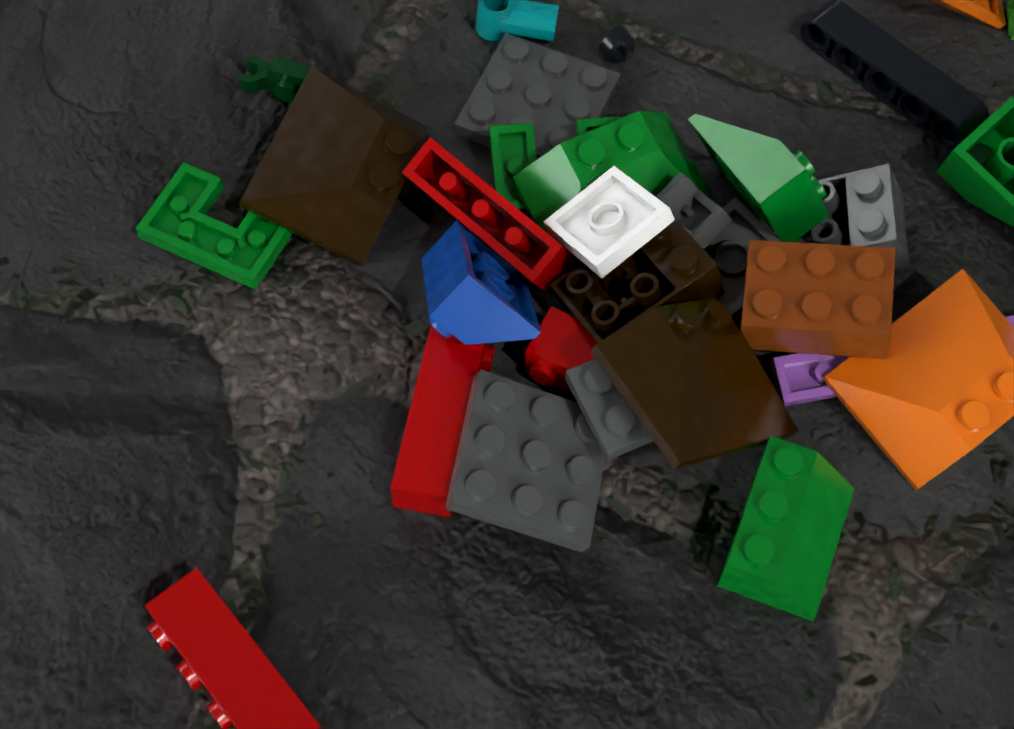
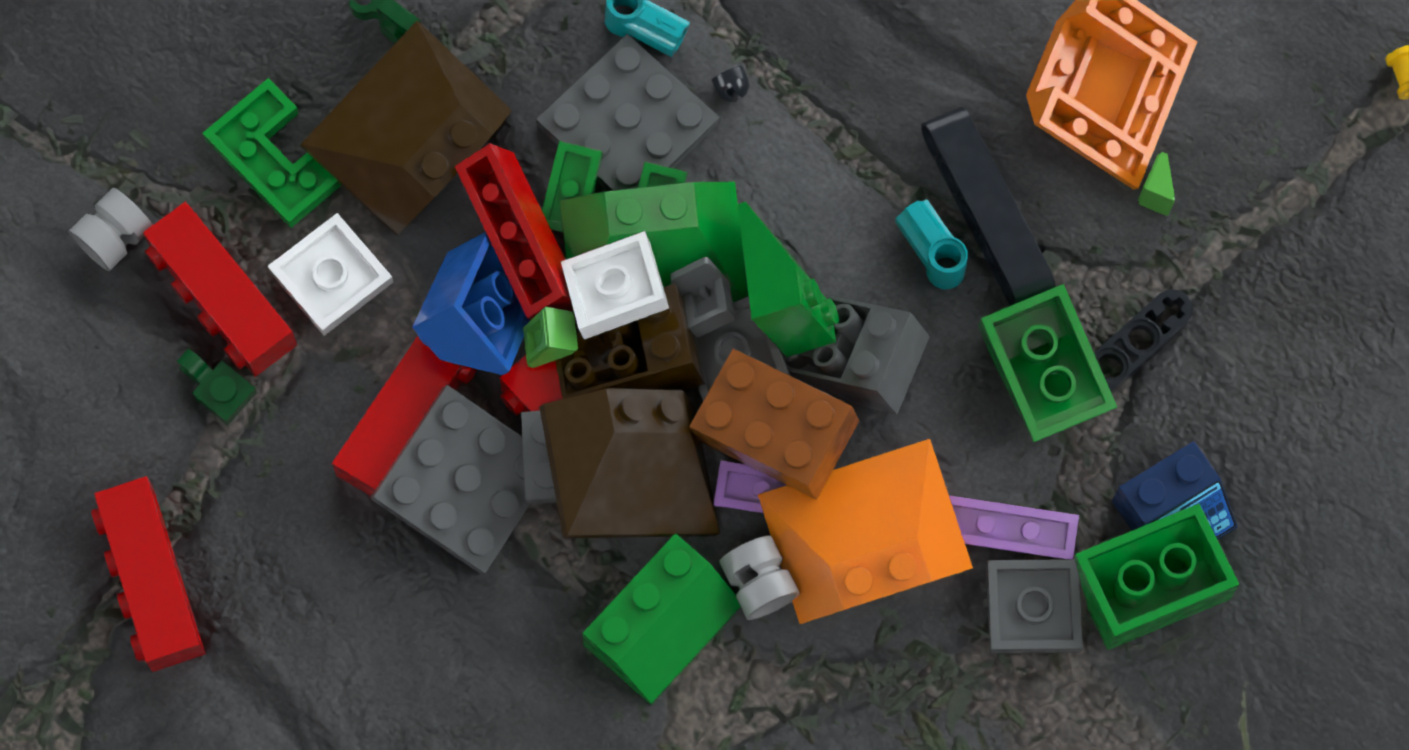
camera: 20 degrees right, 10 degrees up
(70, 346) = (110, 229): none -> light grey wheel
(206, 365) = (219, 289): none -> red brick
(239, 463) = (219, 389): none -> dark green plate
(312, 316) = (330, 274): none -> white plate
(561, 292) = (550, 336): none -> bright green slope
(876, 121) = (932, 242): none -> teal piece
(876, 466) = (758, 575): none -> light grey wheel

